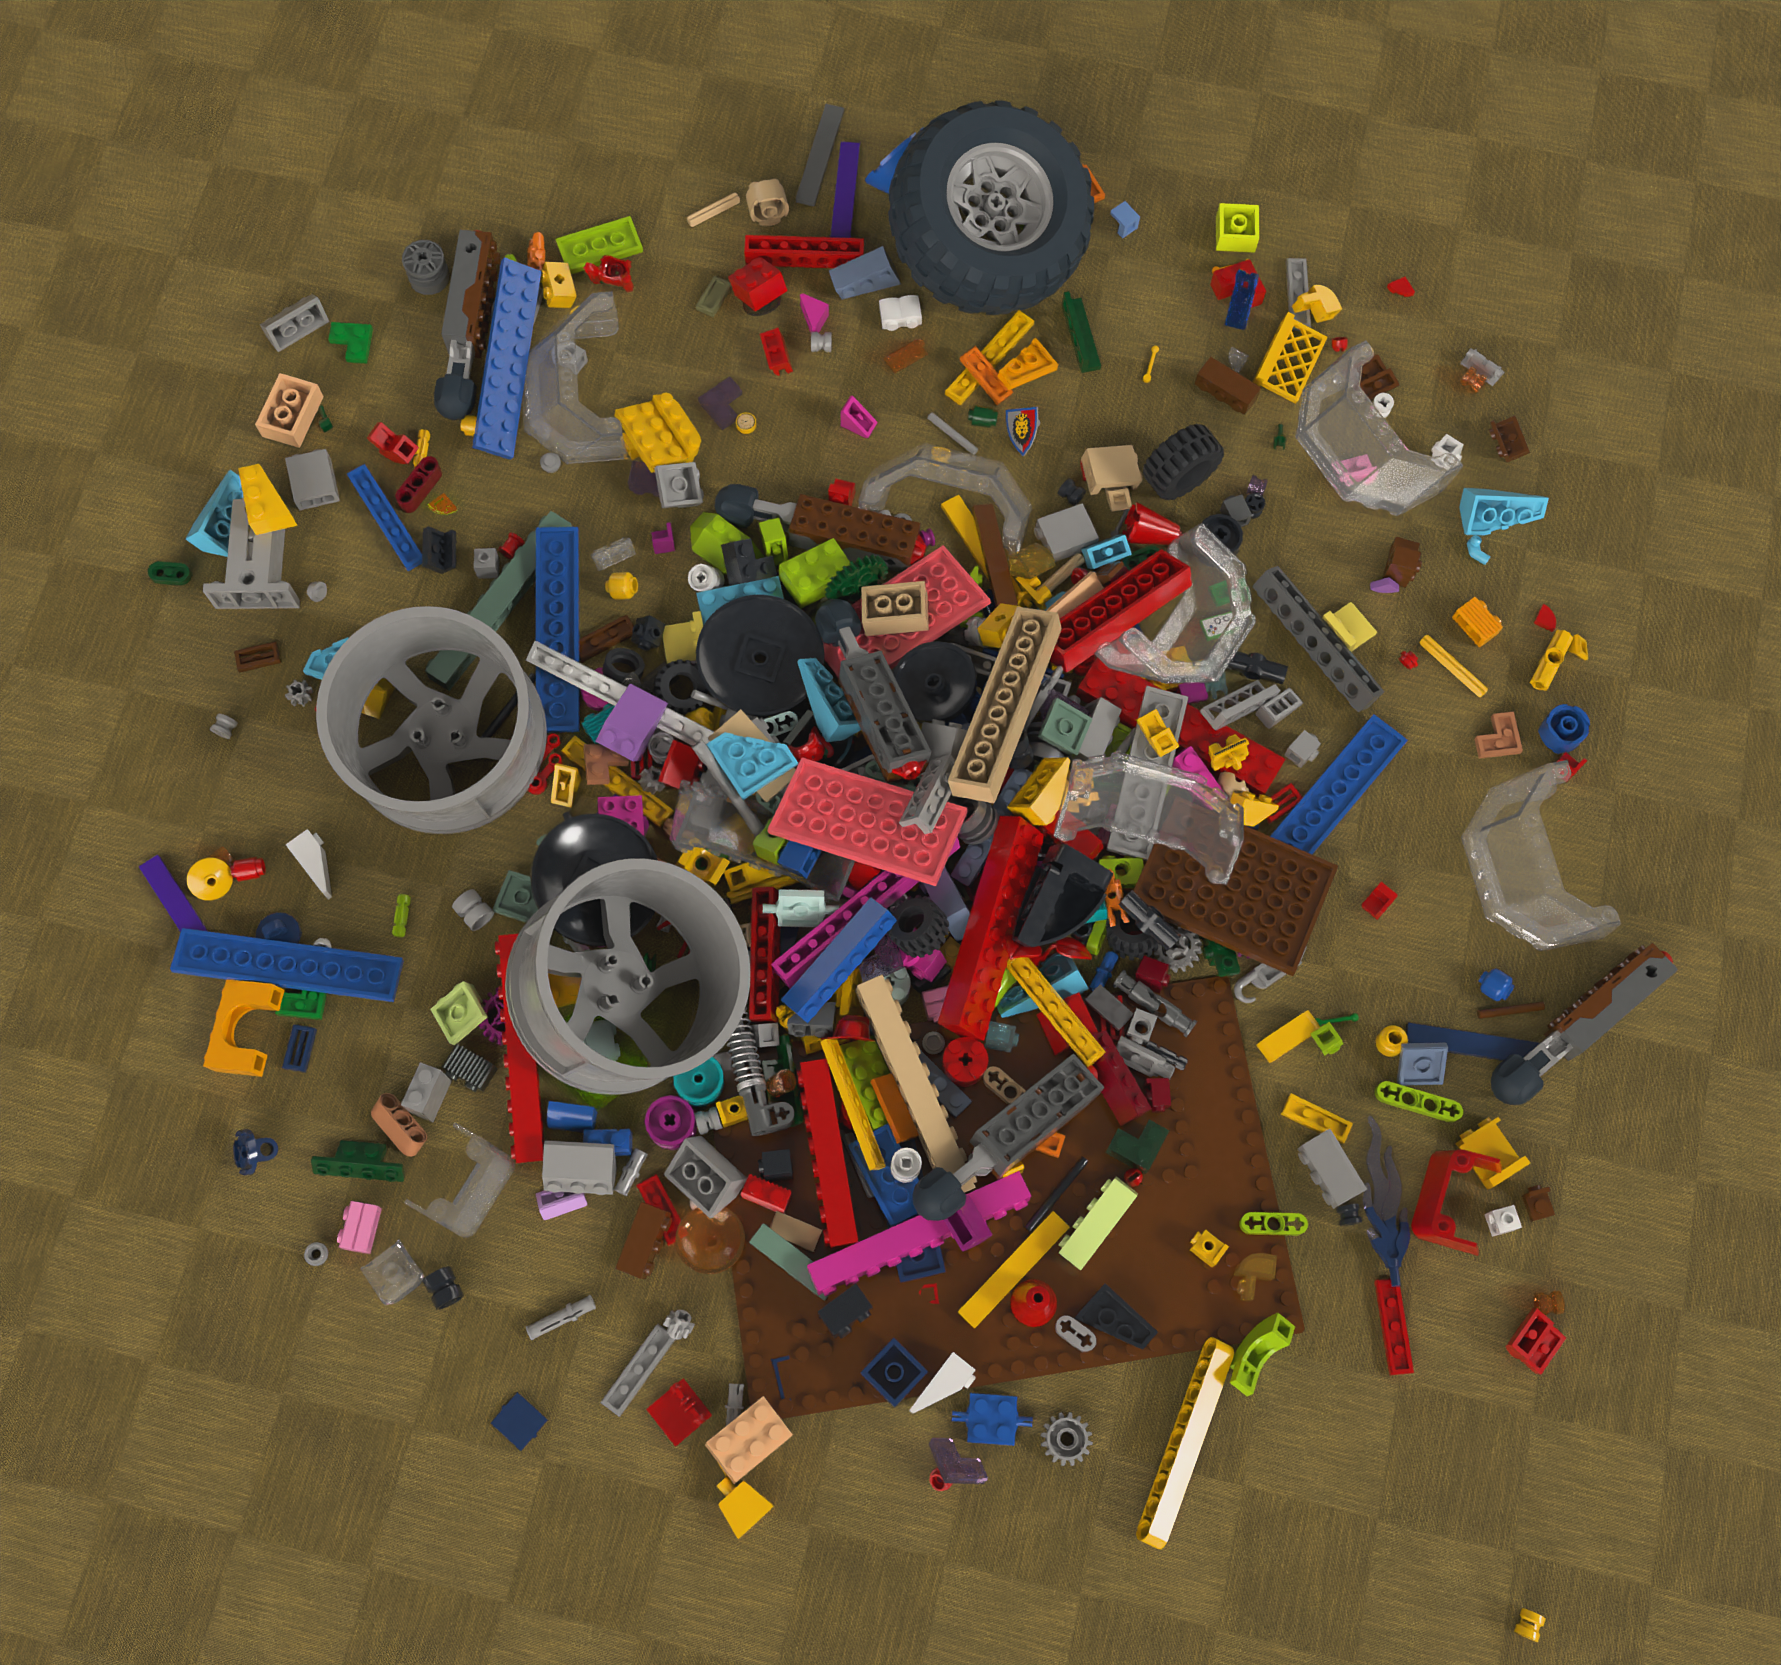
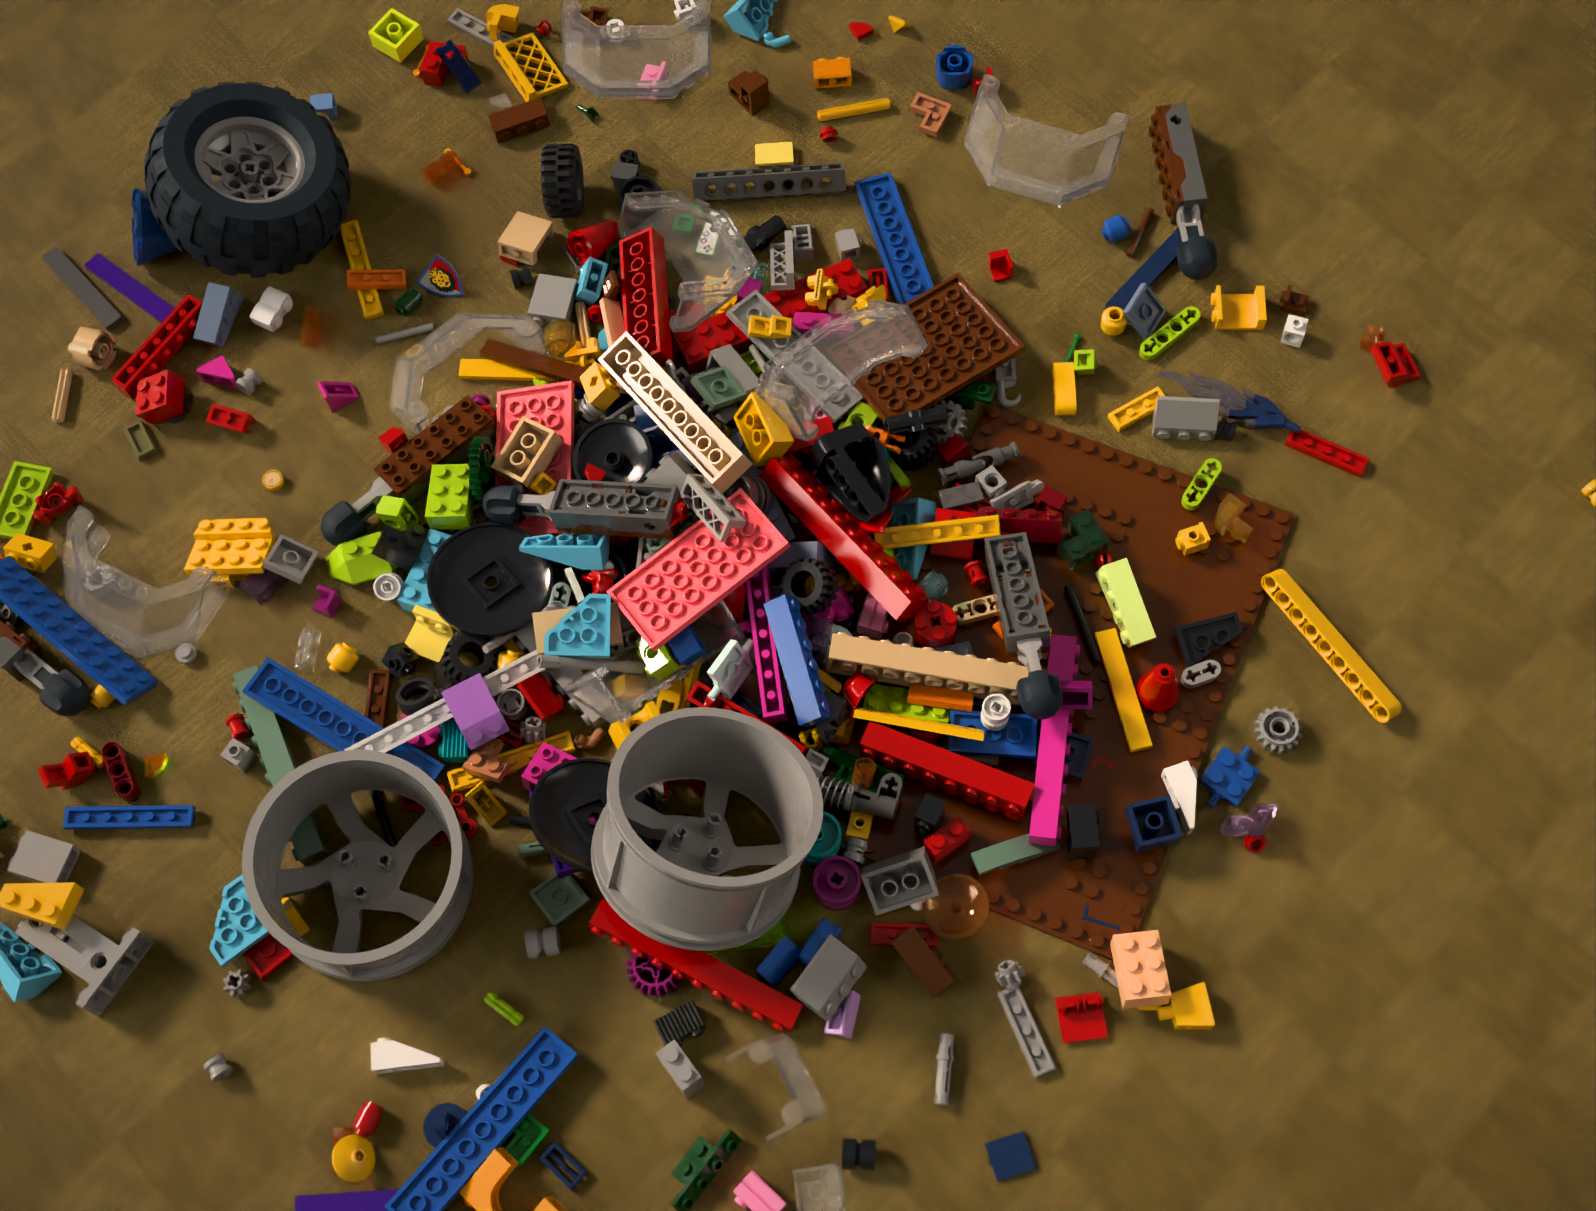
camera: 50 degrees left, 5 degrees down
(171, 573) = (34, 1037): dark green plate -> none
(252, 661) = (181, 1006): reddish brown tile -> none
(317, 591) = (152, 915): light grey plate -> none
(398, 1124) = (691, 1112): nougat beam -> none
(439, 550) = (196, 787): black bracket -> none
(459, 1012) = (627, 1003): yellowish green plate -> none
(630, 1172) = (856, 941): light grey pin -> none
(717, 402) = (235, 490): plate -> none
(795, 1231) = (991, 834): tan slope -> none
(875, 640) = (542, 484): none -> yellow slope
(908, 677) = (594, 473): none -> red tile
(1027, 366) = (392, 245): light orange wing -> none
(1041, 1067) = (976, 573): none -> red bush
(1080, 333) = (393, 194): dark green fence -> none
(1104, 970) = (927, 486): blue axle -> none
(1118, 498) = (552, 248): tan slope -> none
(1133, 354) = (440, 168): none -> clear orange hinge
(1171, 1057) = (1036, 473): black axle -> none
(1255, 1350) = (1288, 550): lime arch -> none
(1257, 485) = (615, 149): wheel -> none
(1384, 585) = (759, 115): medium lavender tile -> none
(1428, 1221) = (1260, 375): red windscreen -> none
(1546, 669) = (895, 45): yellow piece -> none

